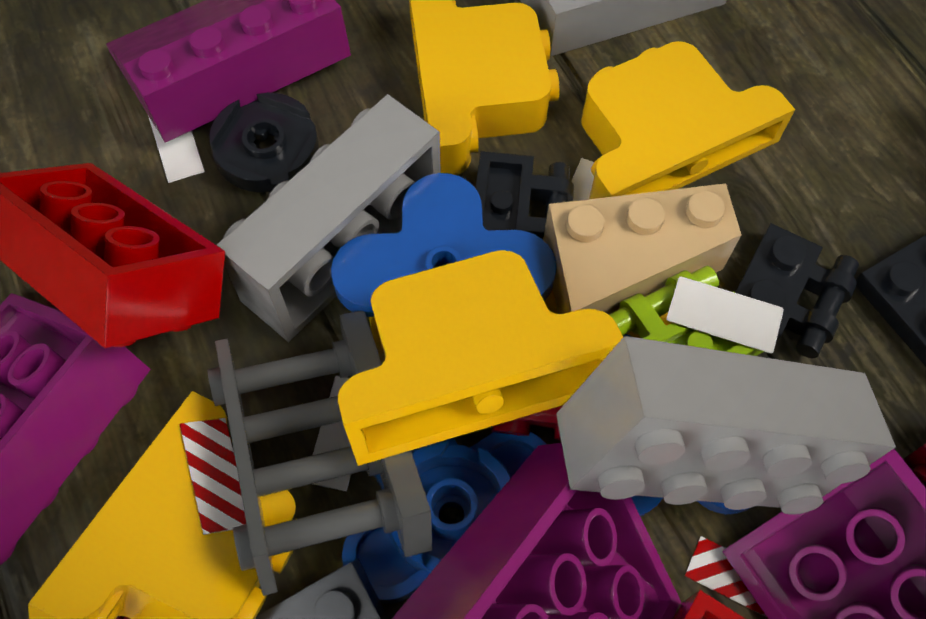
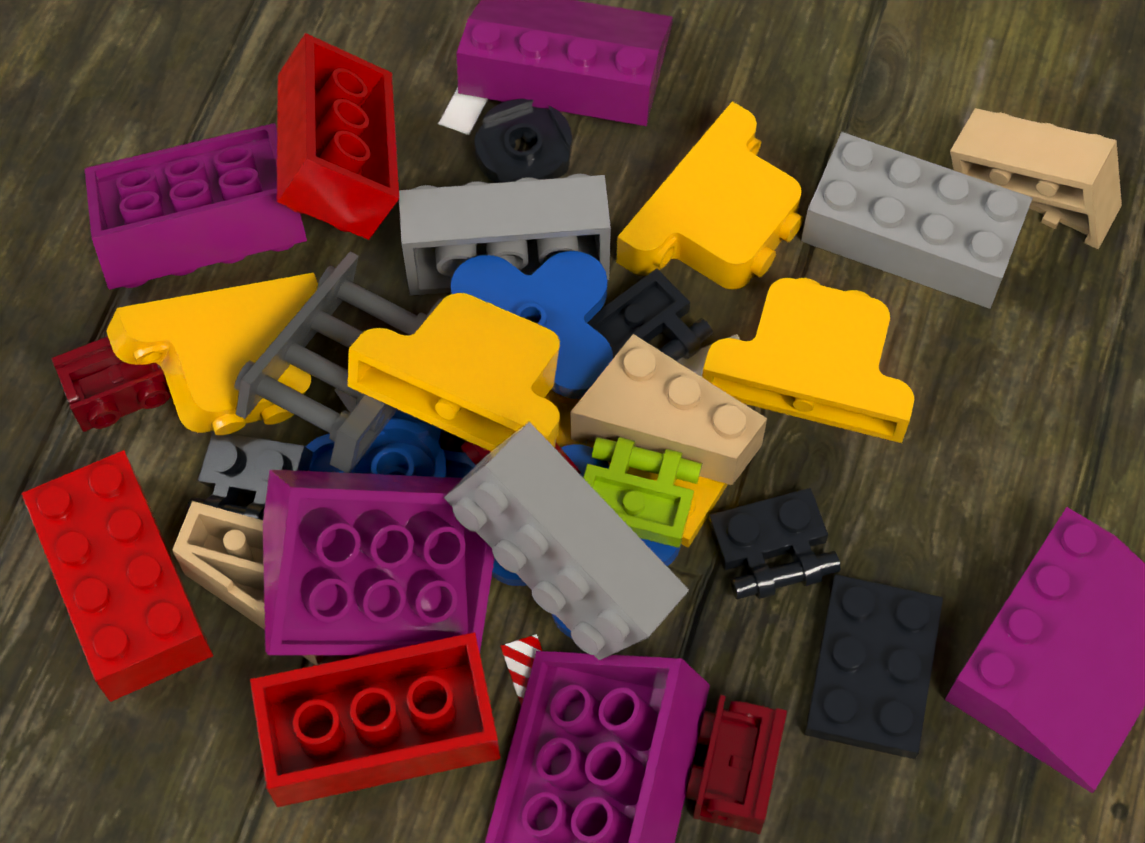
camera: 45 degrees right, 0 degrees up
(213, 475) = (276, 319): sticker -> none
(725, 314) = (669, 498): white sticker -> none

